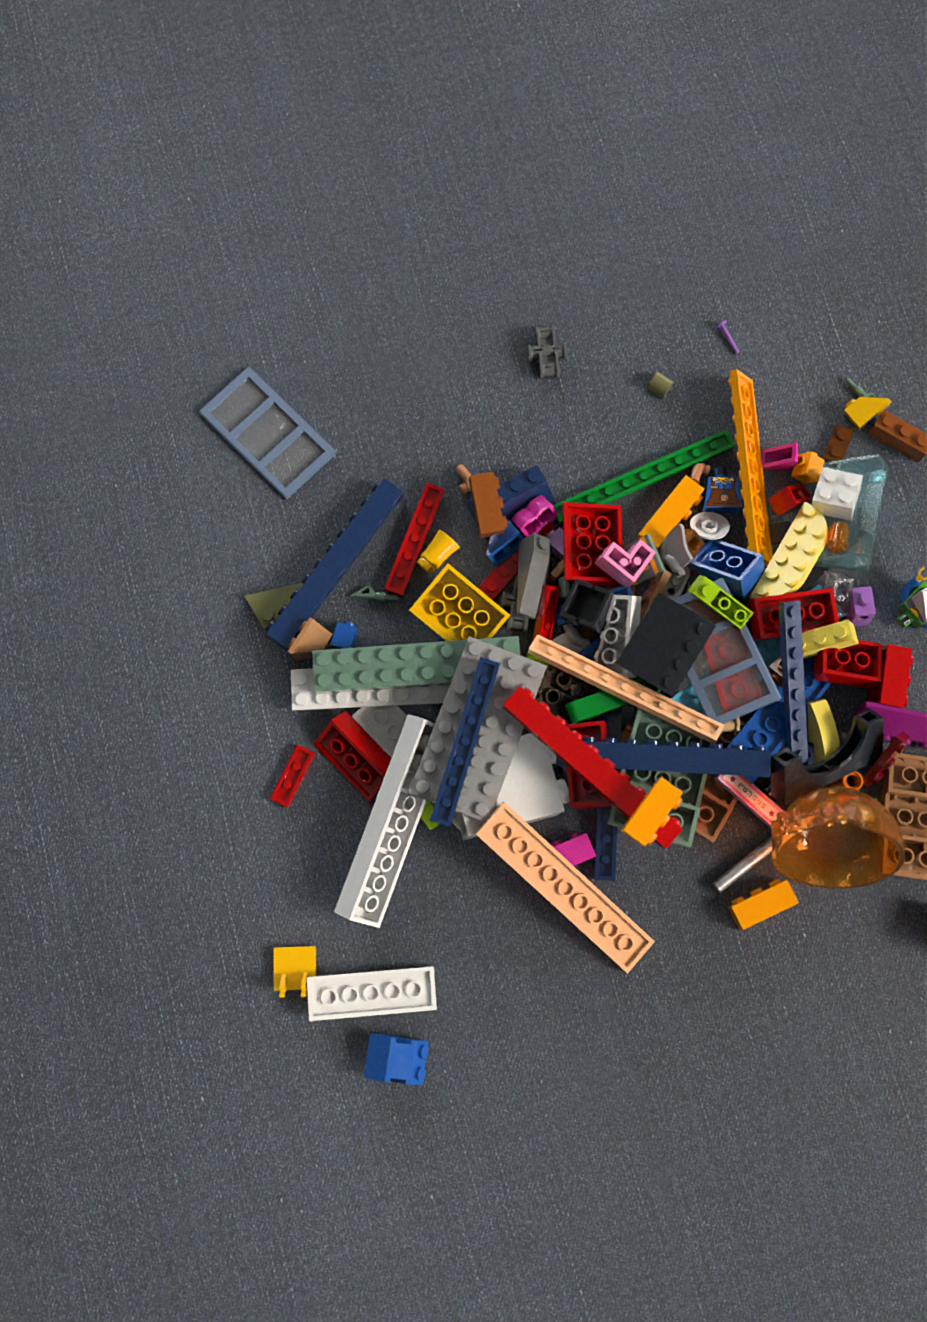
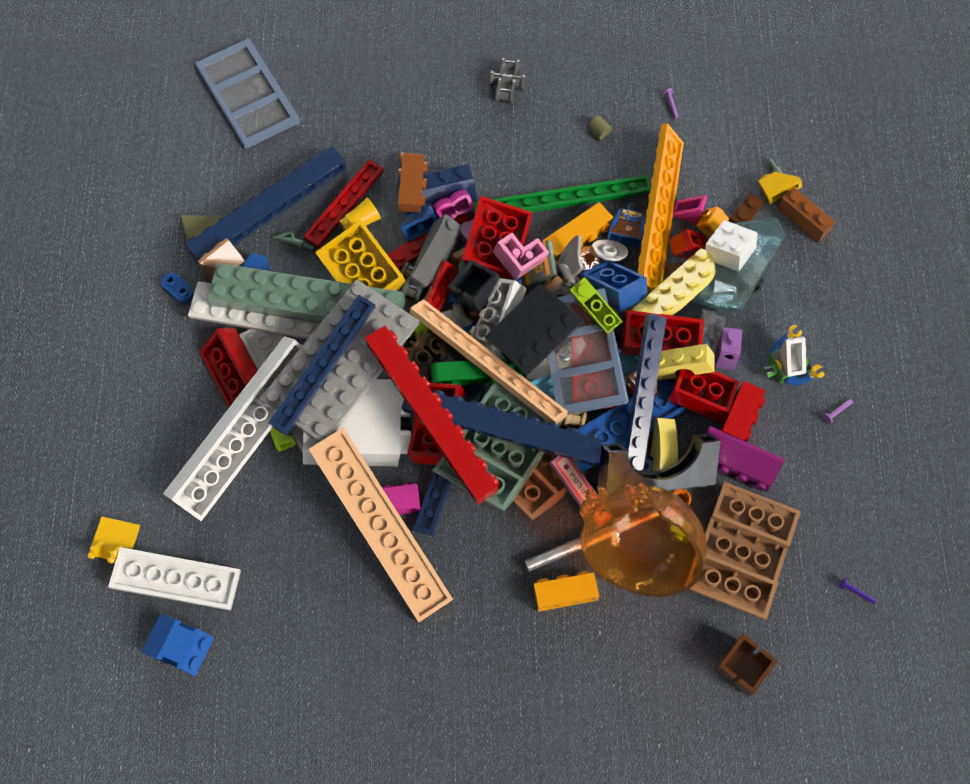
camera: 15 degrees right, 10 degrees down
(266, 678) = (176, 286): none -> blue plate
(292, 776) = (171, 374): red tile -> none
(652, 812) = (471, 461): light orange brick -> none
(699, 469) = (614, 202): nougat arm -> none
(838, 537) = (721, 279): clear orange brick -> none
(886, 760) = (716, 484): dark red plate -> none

